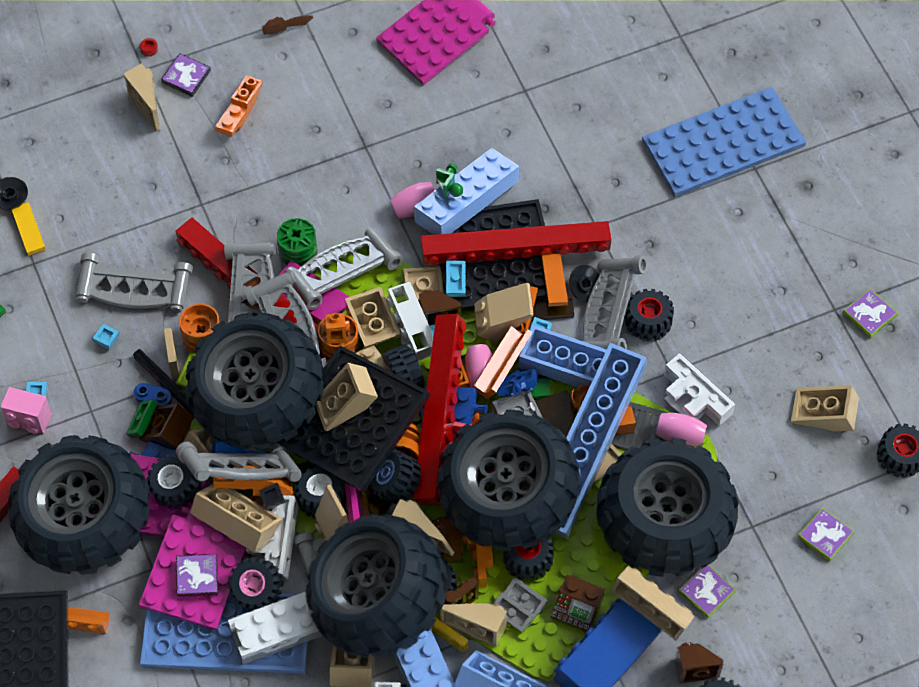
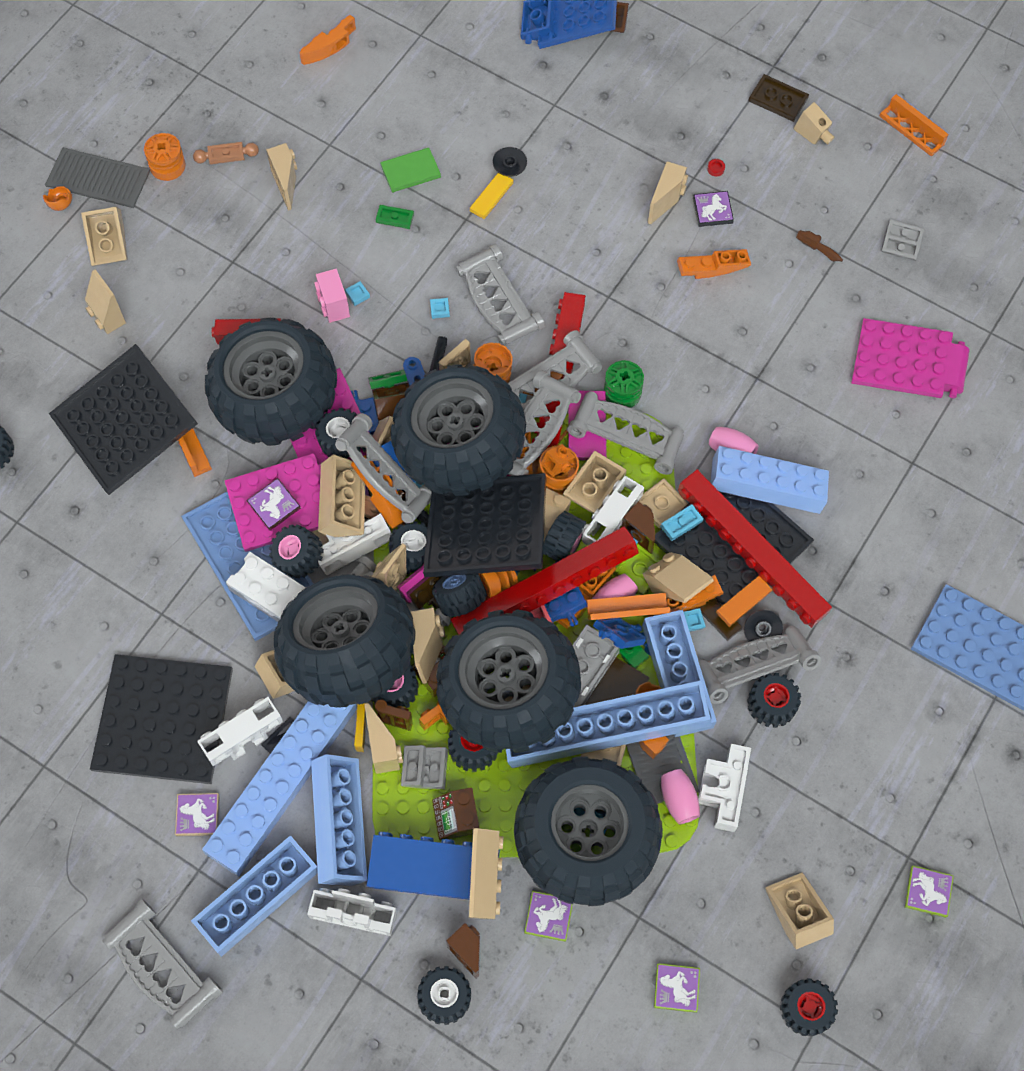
camera: 55 degrees right, 5 degrees up
(272, 496) = (375, 512): black plate -> none
(346, 396) = (498, 506): tan slope -> none
(446, 180) = (759, 454): green piece -> none

